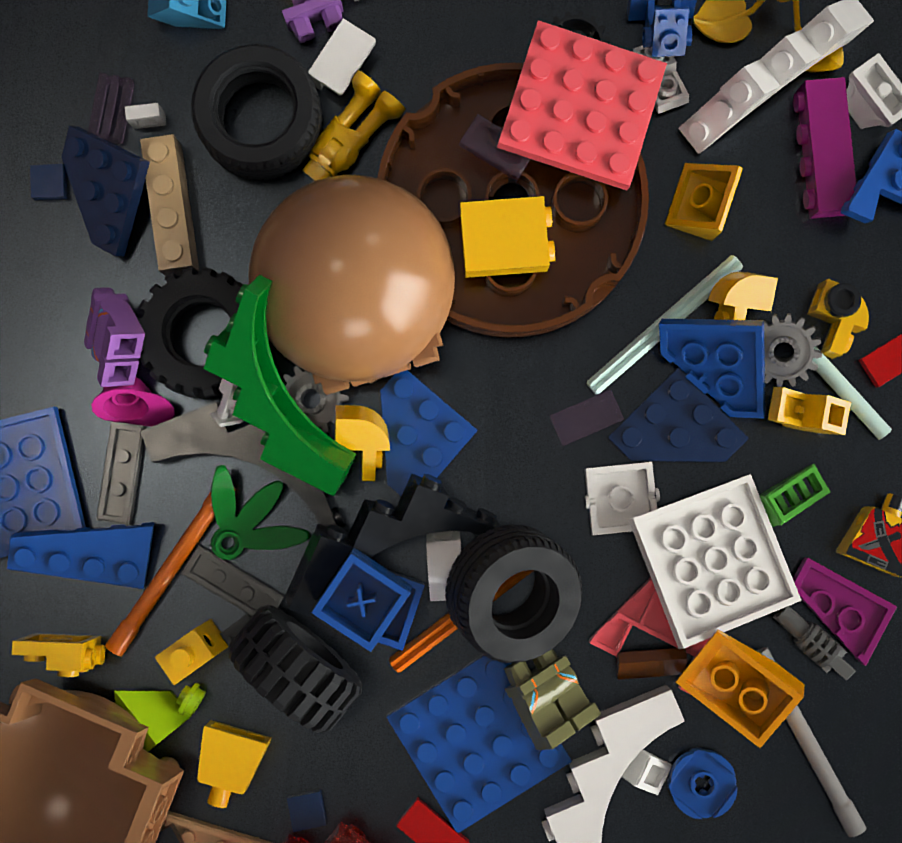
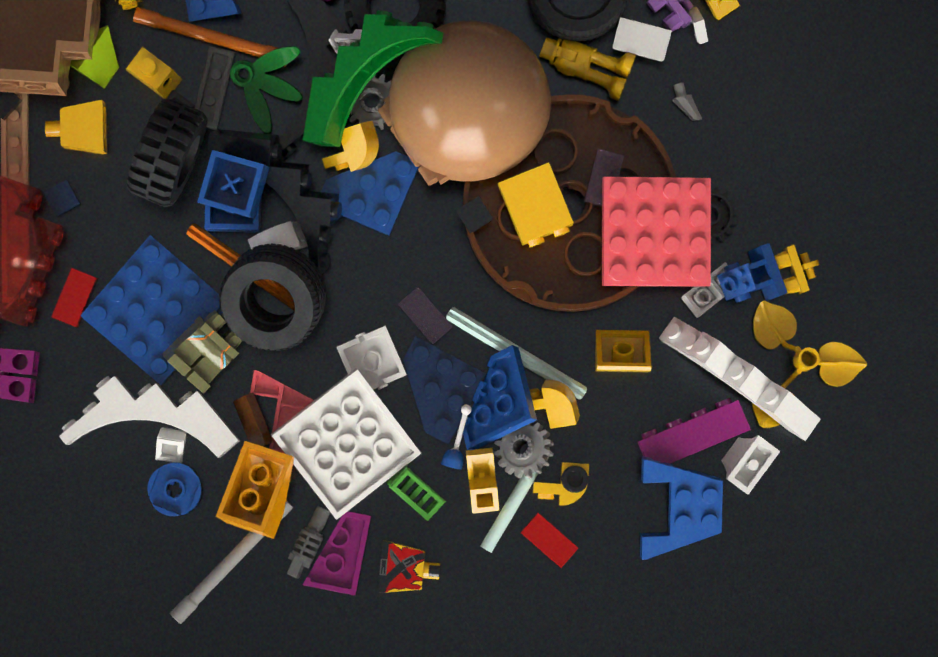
camera: 70 degrees right, 0 degrees up
(190, 699) = (117, 83): lime plate -> none
(431, 34) = (686, 102): none -> light grey bar
(492, 316) = (474, 215): none -> black tile
(766, 438) = (453, 457): none -> hinge

